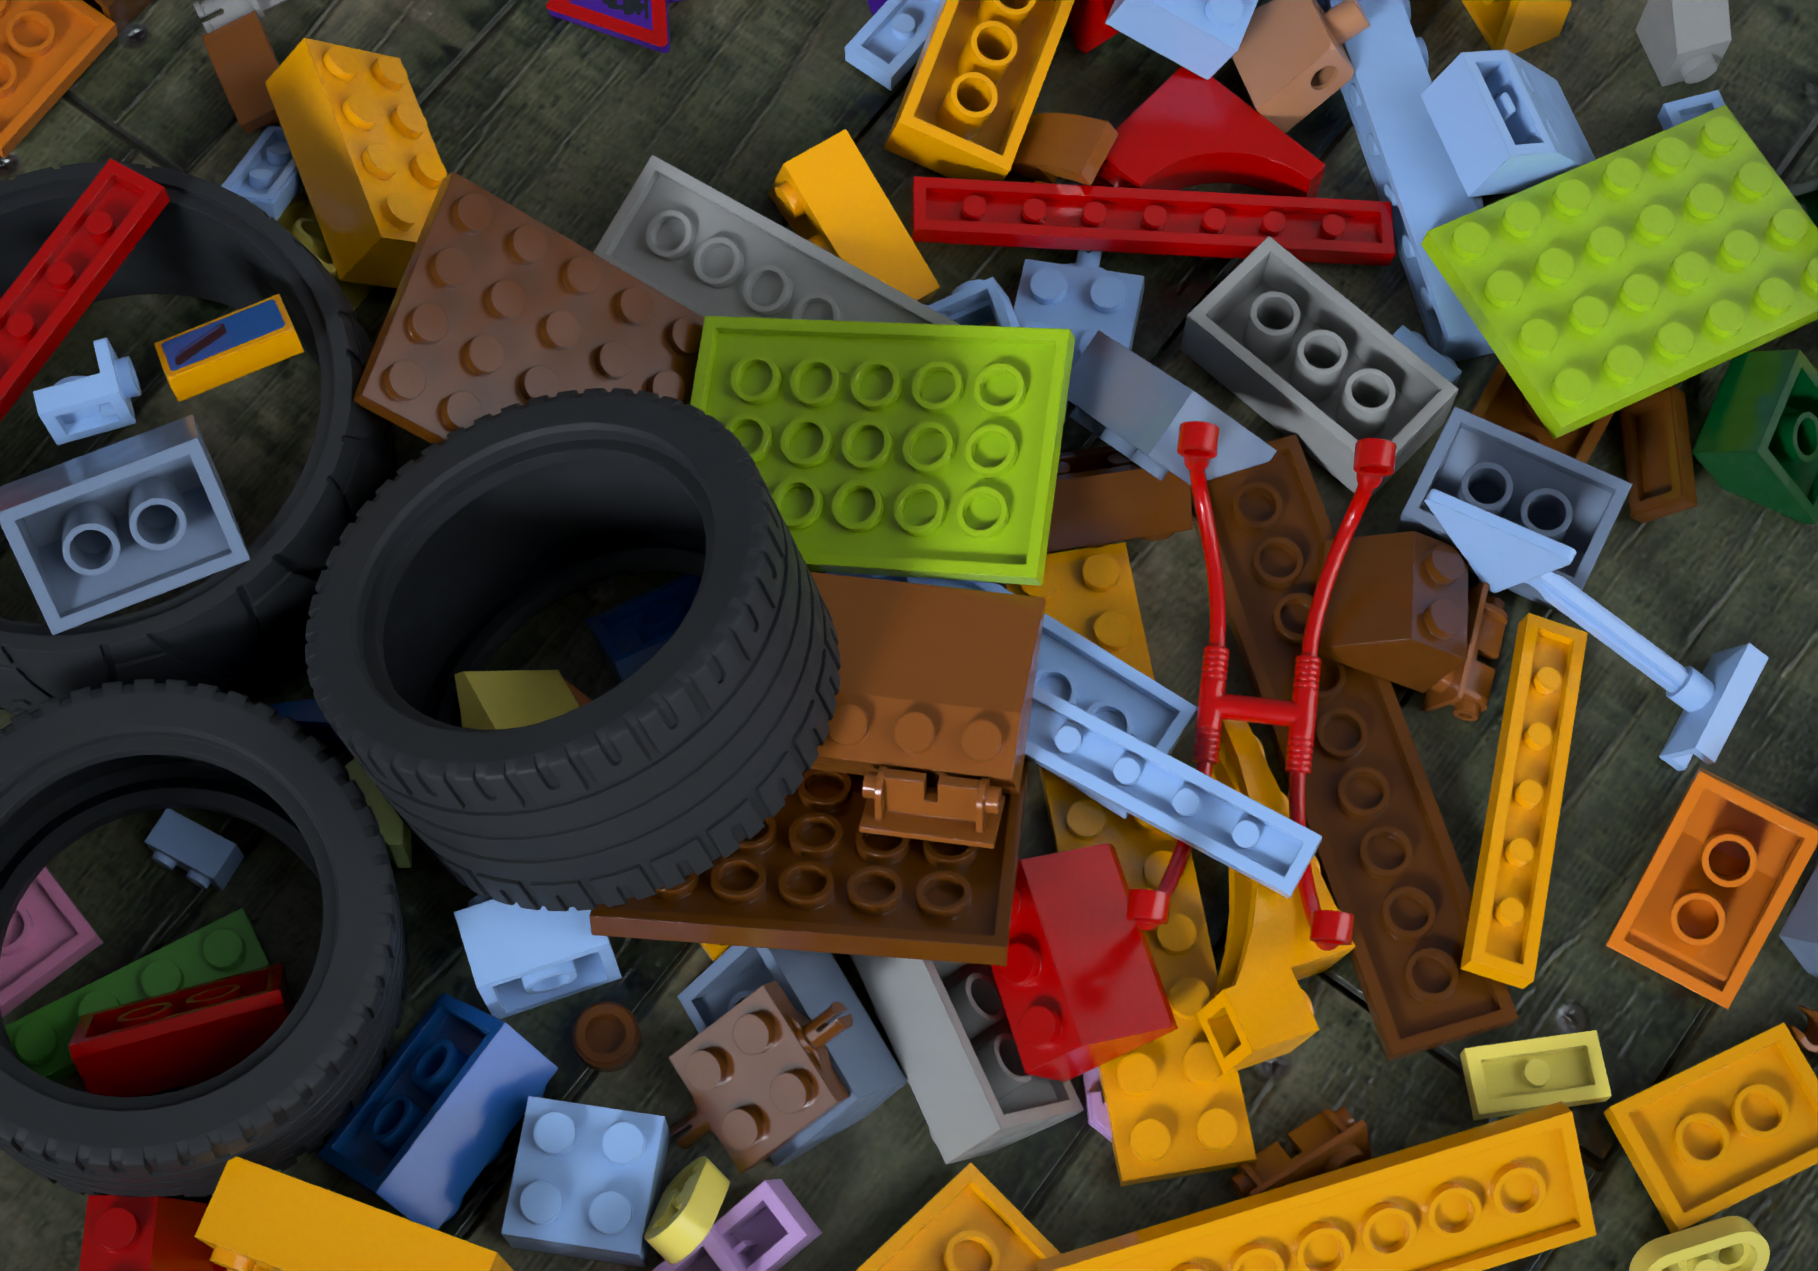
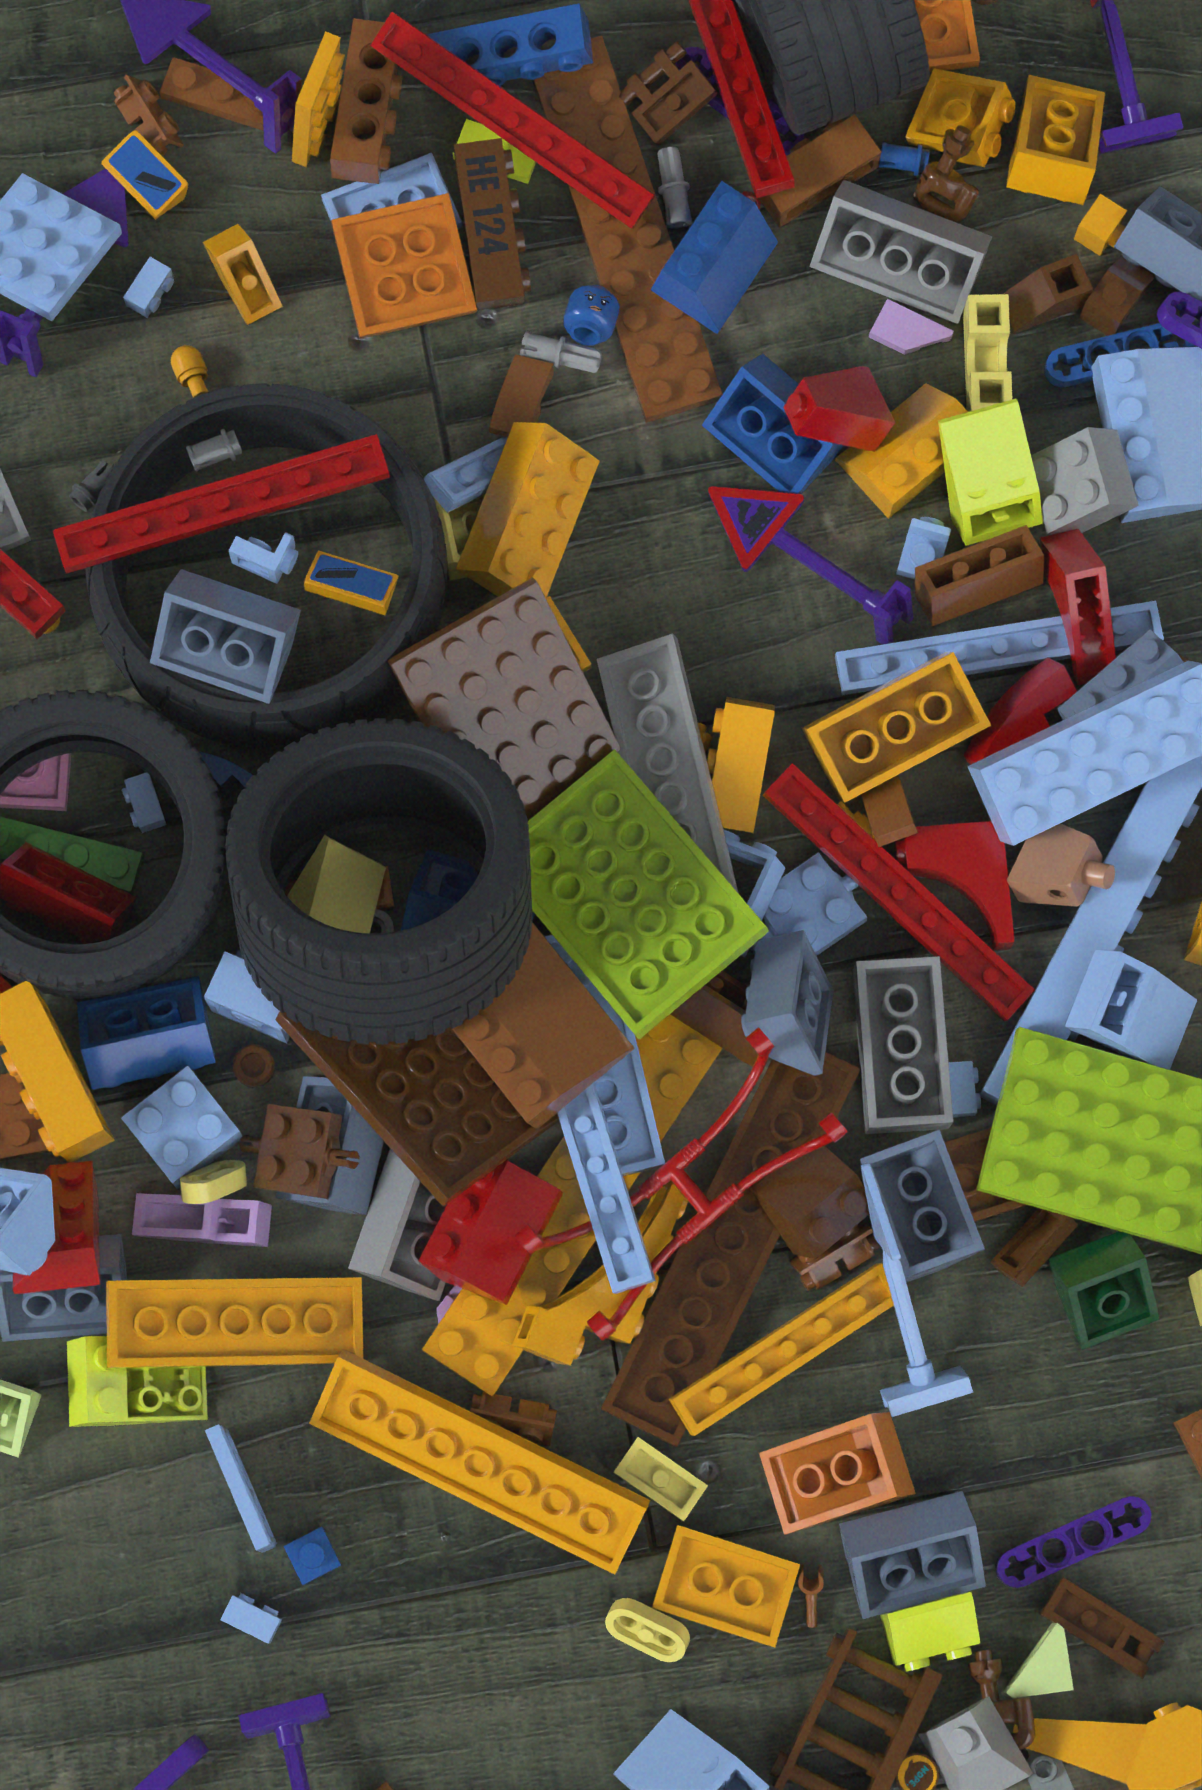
camera: 40 degrees right, 10 degrees up
(954, 813) = (482, 1102): dark orange hinge -> none

